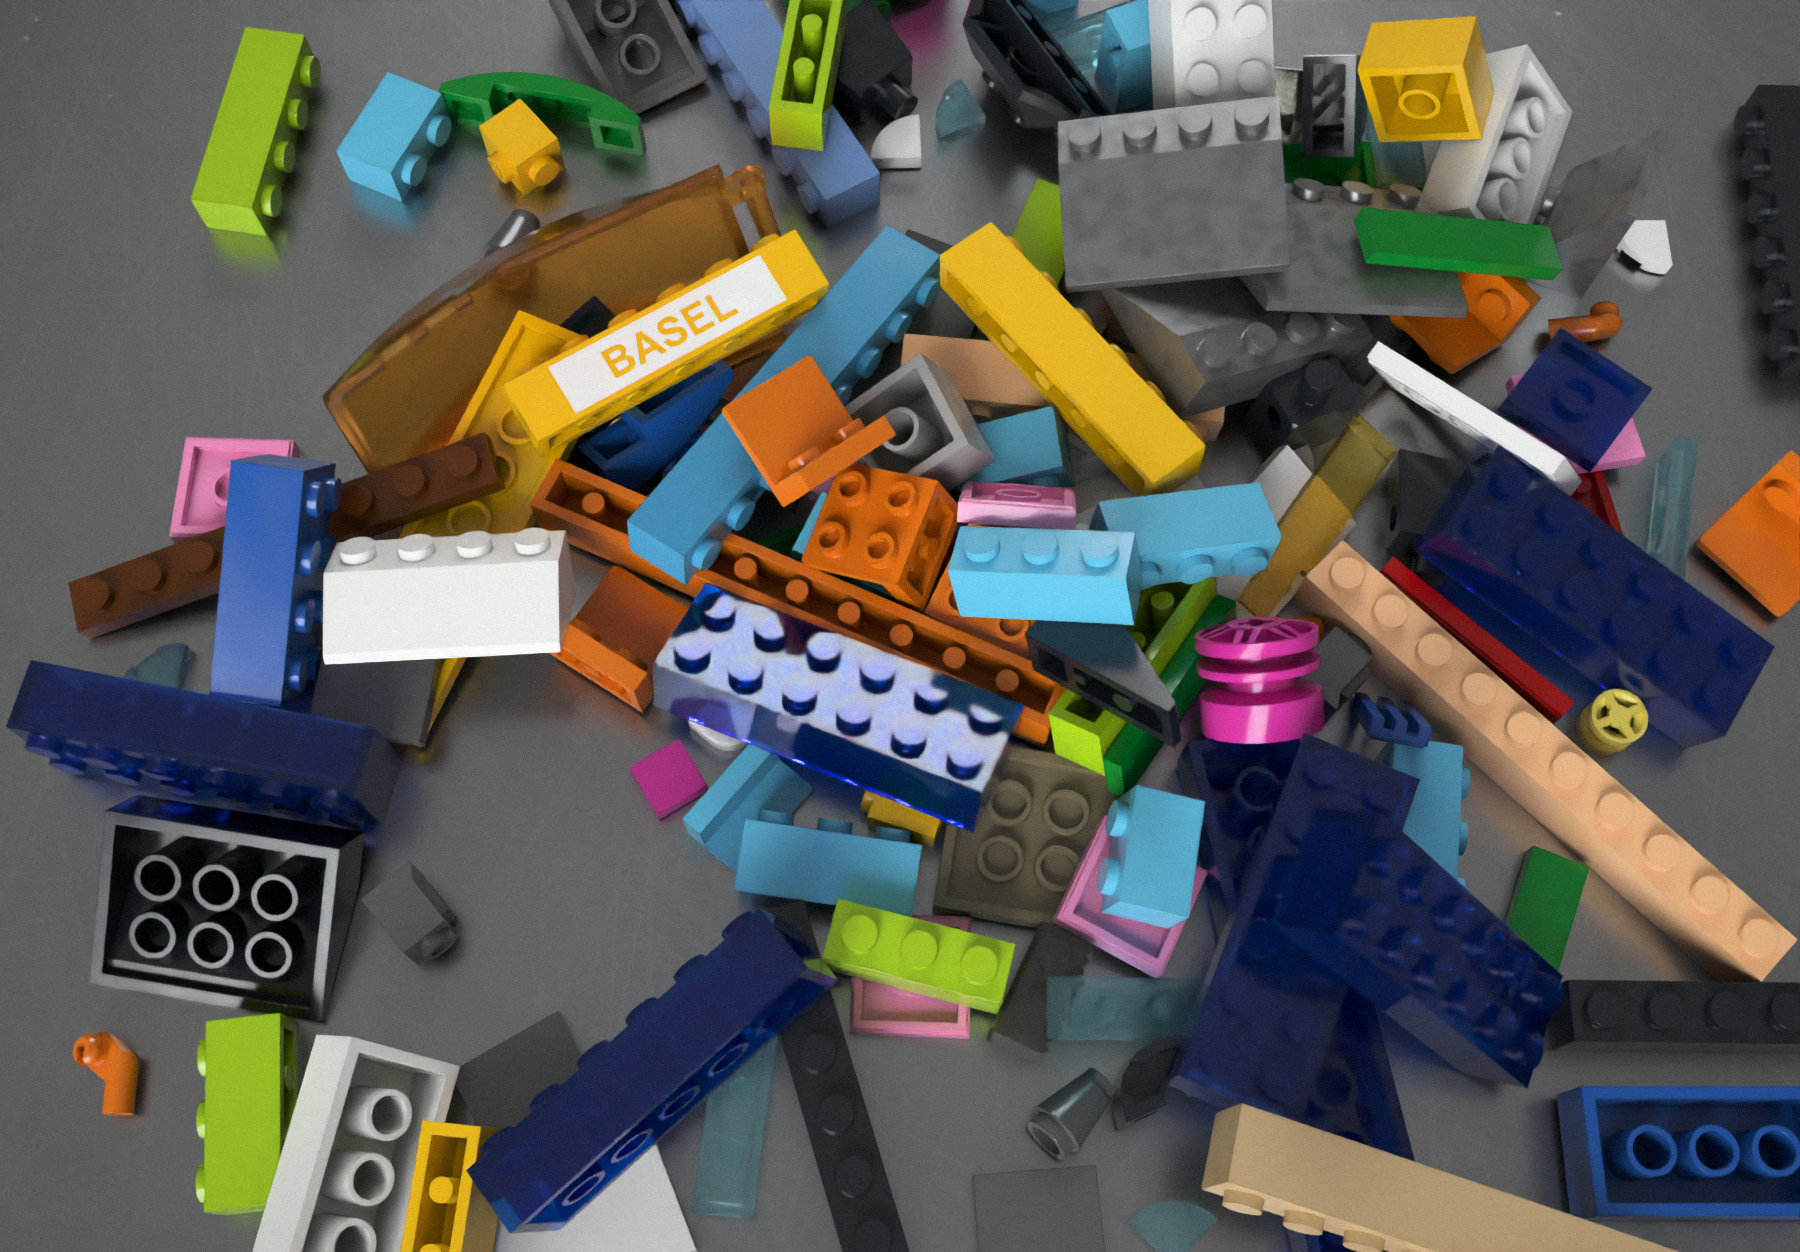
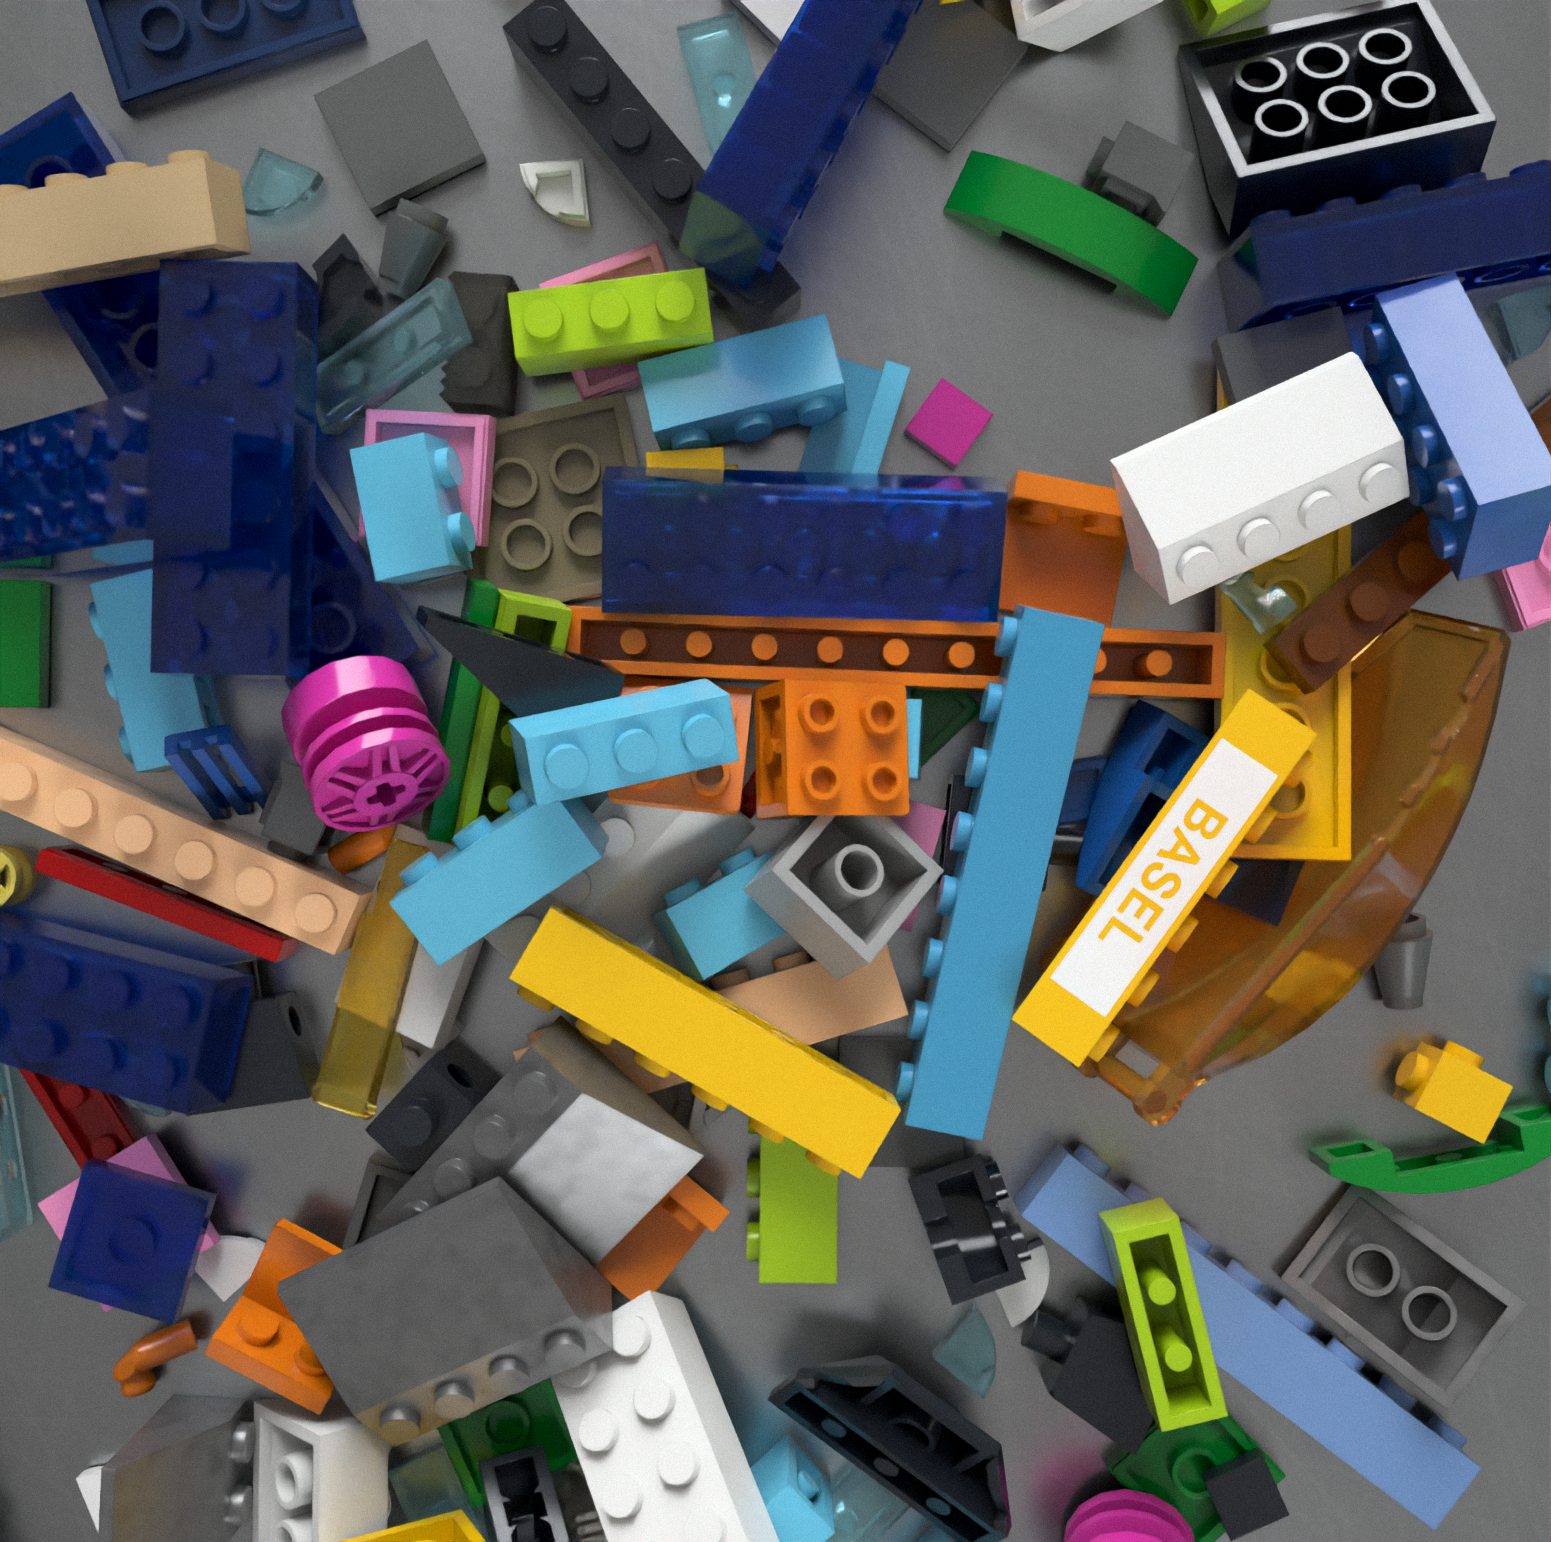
camera: 165 degrees right, 20 degrees up
(490, 507) = (1260, 607): none -> clear light blue tile
(493, 899) = (1075, 227): none -> green slope
(800, 430) = (957, 808): orange bracket -> none
(917, 1117) = (559, 189): none -> white tile
(924, 181) = (968, 1229): none -> black cylinder
(1017, 505) = (693, 831): bright pink tile -> none
(1173, 195) = (655, 1285): flat silver slope -> none
(1457, 244) = (314, 1371): green tile -> none
(1471, 417) = (232, 1156): white tile -> none
(1498, 366) = (229, 1263): none -> white tile

